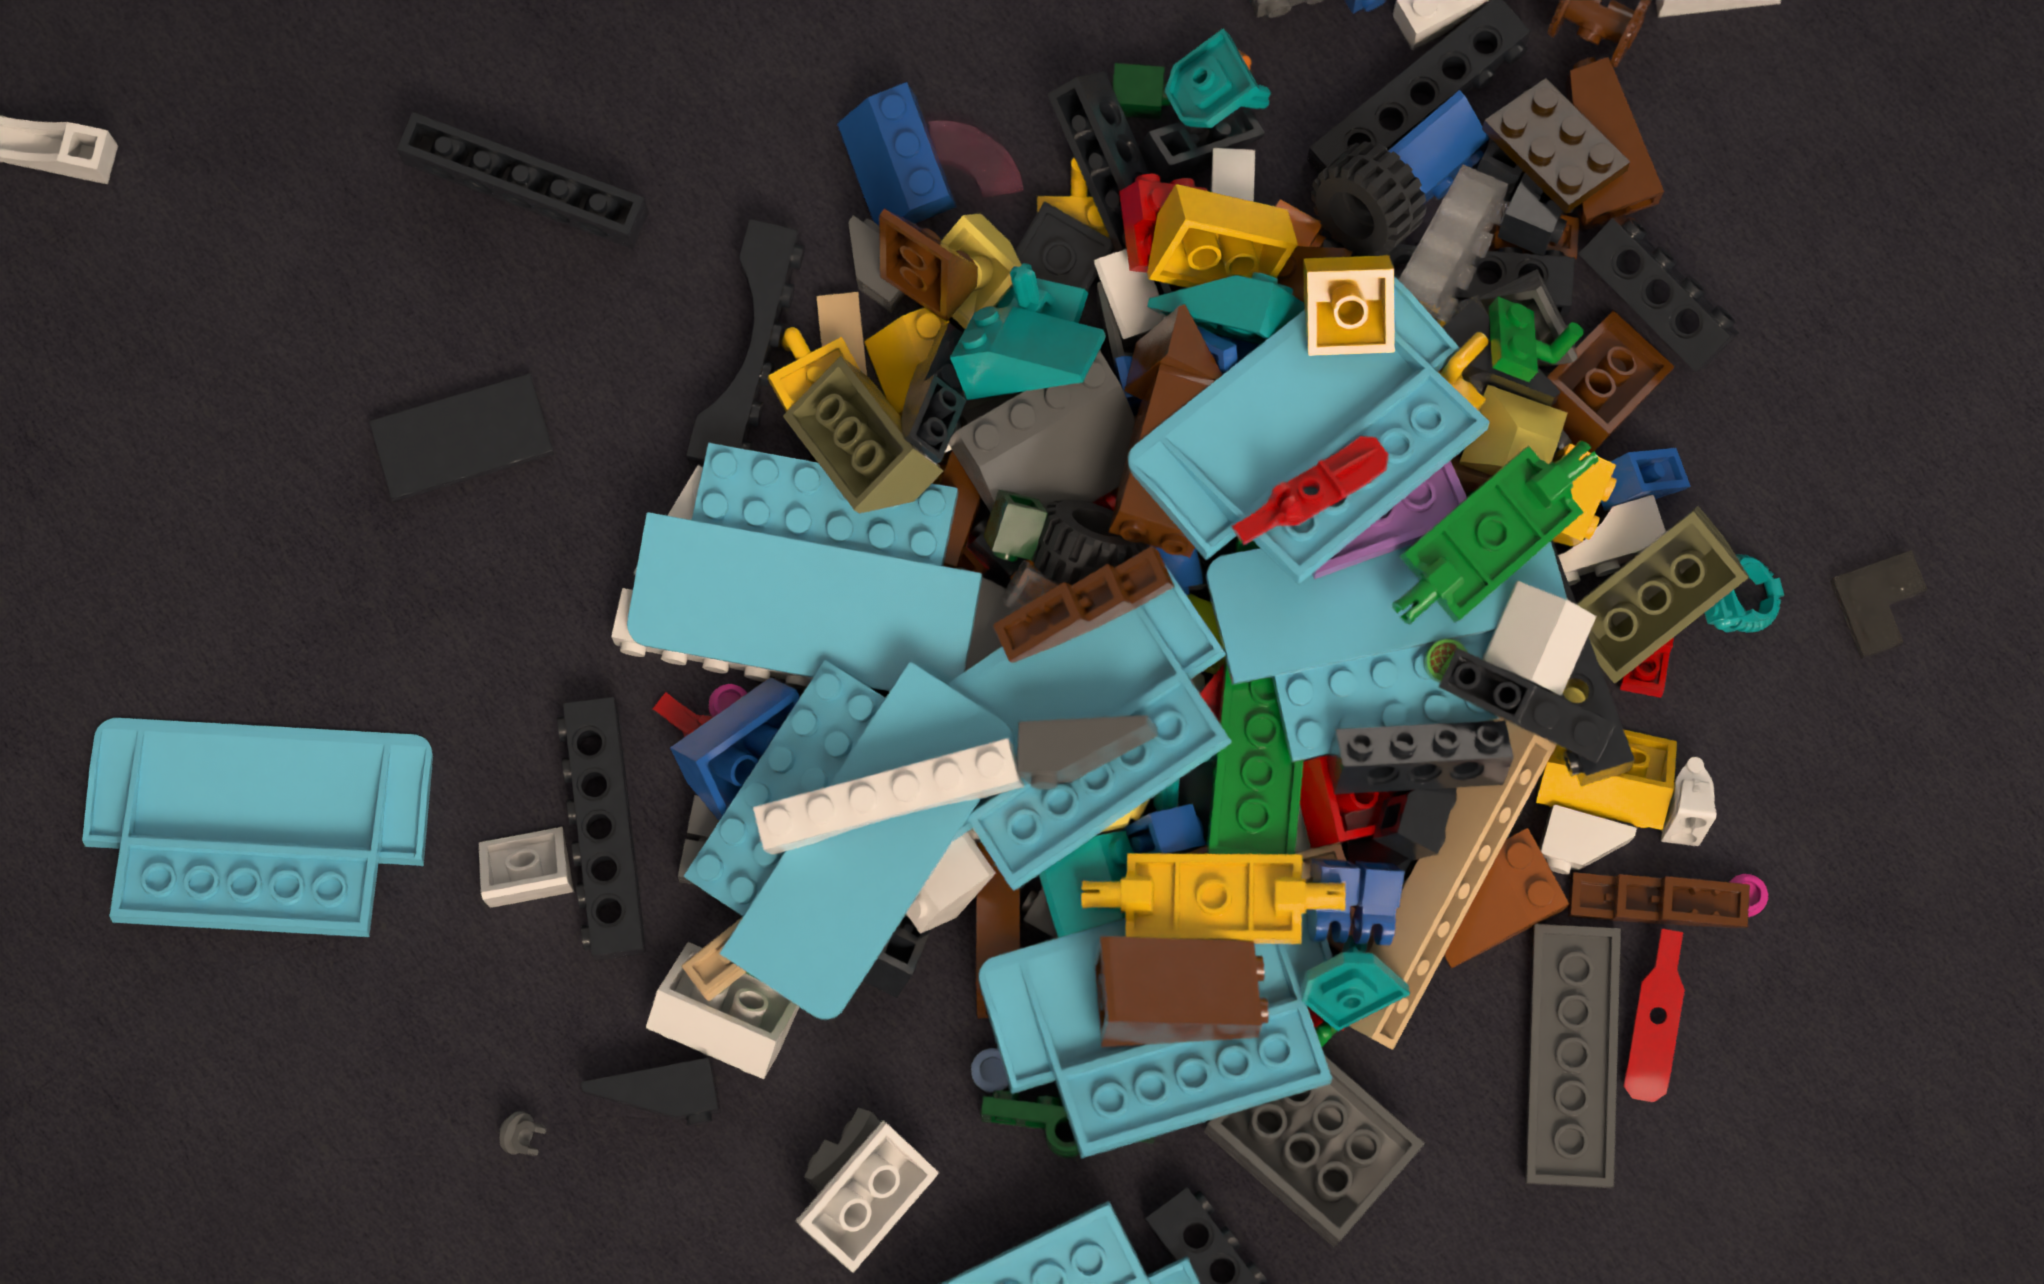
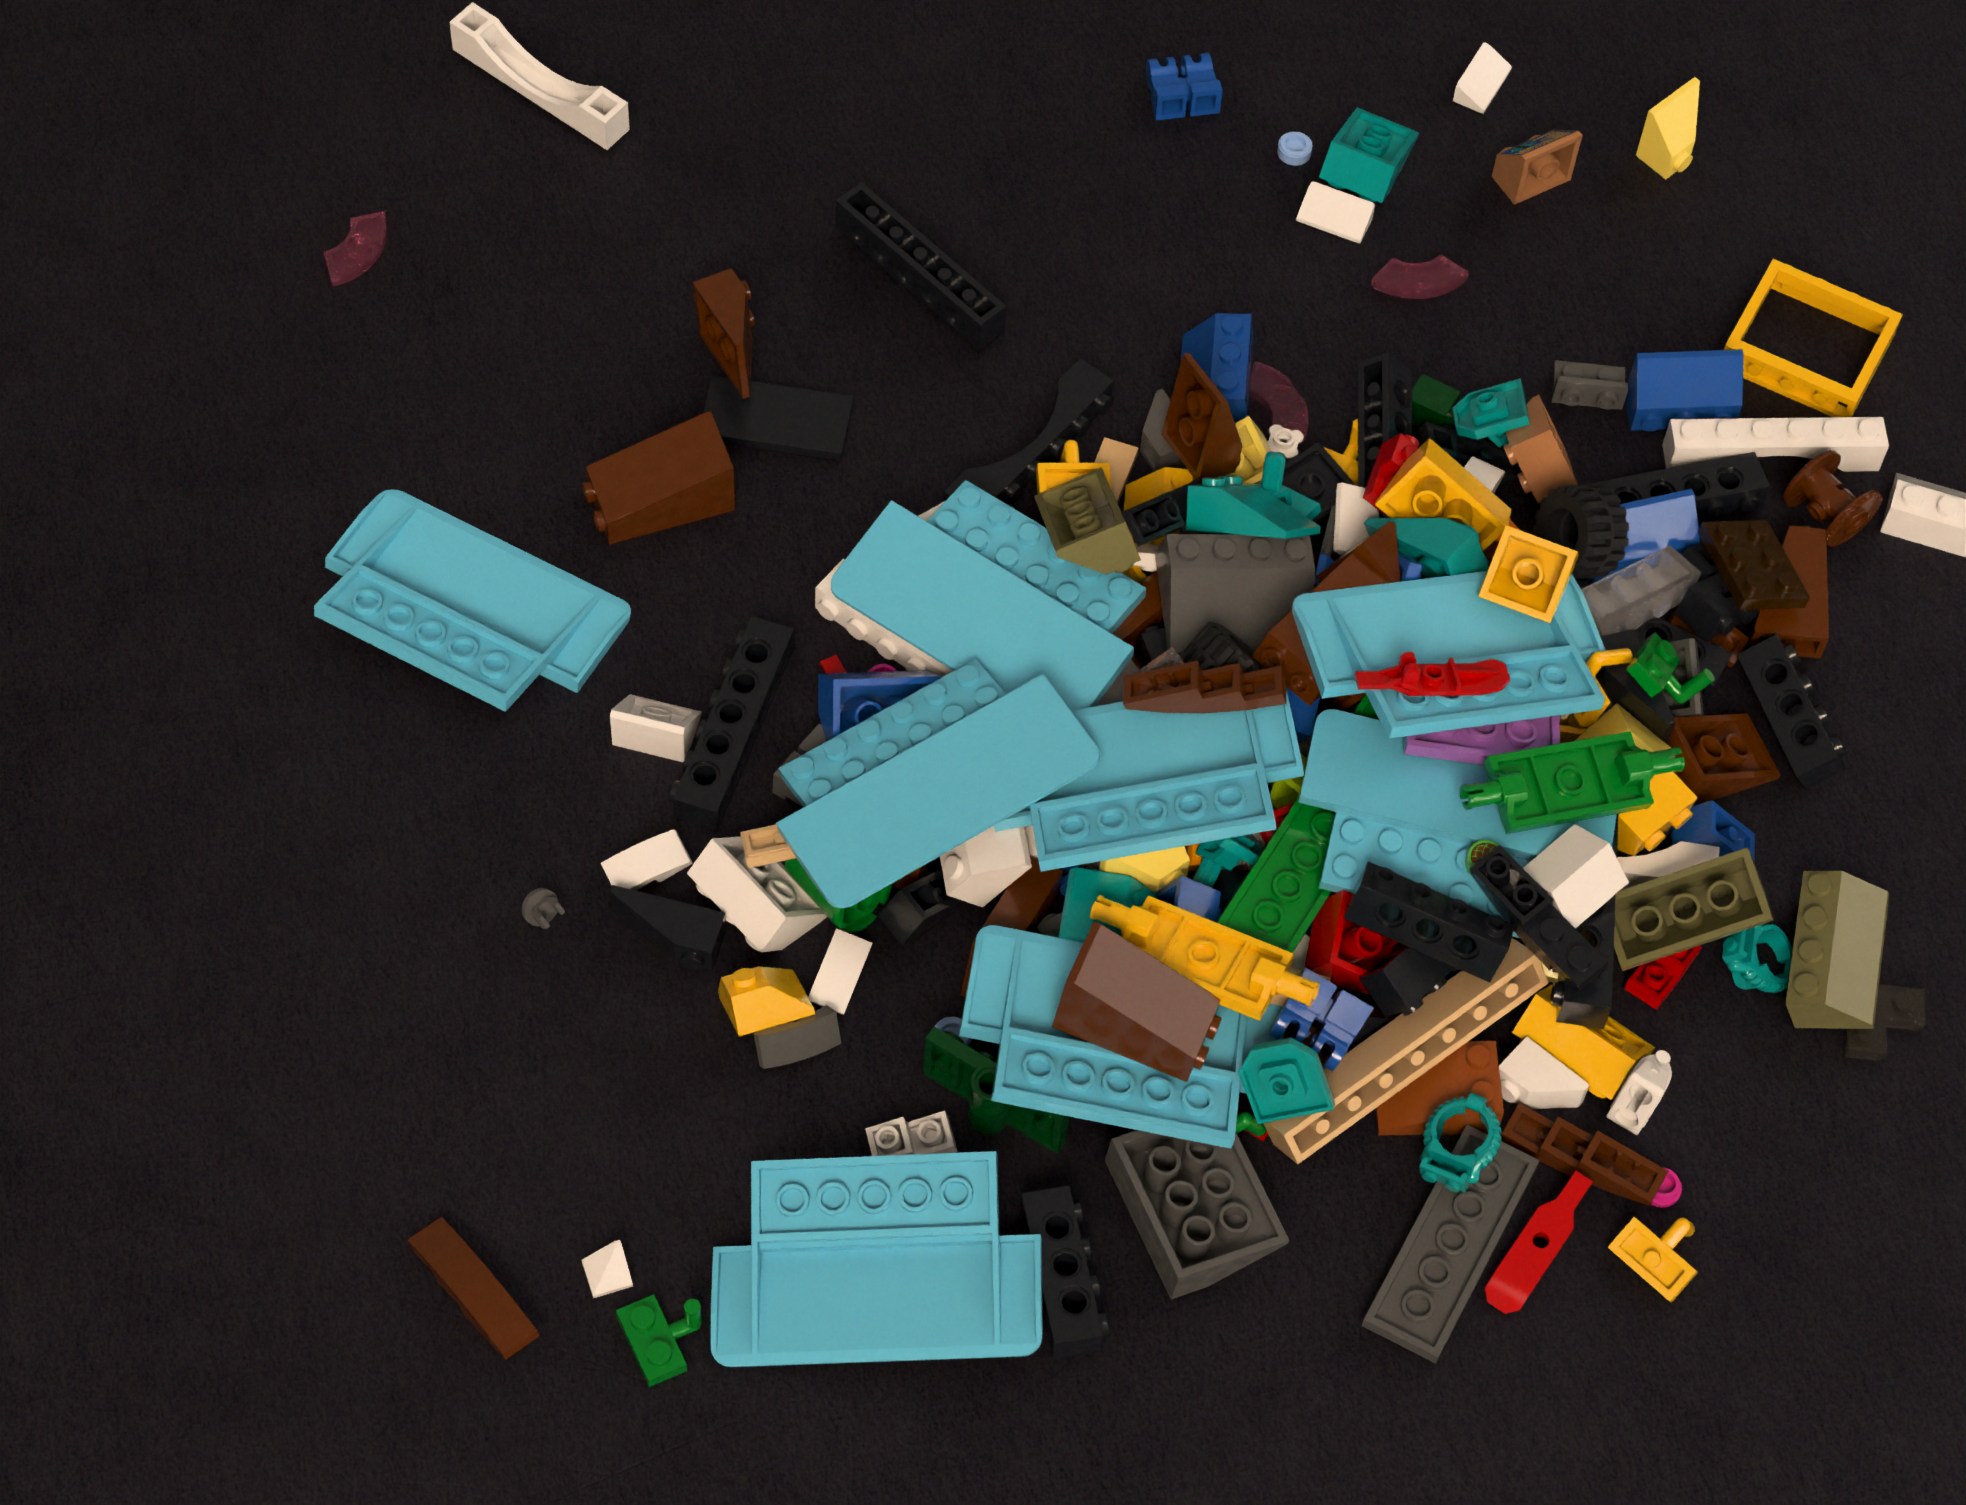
camera: 20 degrees right, 20 degrees down
(355, 356) = (727, 324): none -> reddish brown slope
(385, 585) = (662, 481): none -> reddish brown slope
(598, 1032) = (647, 861): none -> white slope
(796, 1130) = (763, 998): none -> yellow slope
(850, 1058) = (839, 971): none -> white slope
(867, 1197) = (795, 1065): white slope -> none
(886, 795) = (907, 743): white arch -> none
(1007, 1202) = (920, 1136): none -> white slope
(1011, 200) = (1292, 439): none -> white plate
(1014, 526) = (1177, 626): brick -> none
(1072, 748) = (1146, 777): dark grey slope -> none
(1284, 108) = (1539, 453): none -> medium nougat slope
(1545, 989) = (1455, 1170): none -> teal piece
(1772, 977) = (1654, 1256): none -> yellow plate
(1814, 555) = (1837, 952): none -> olive slope

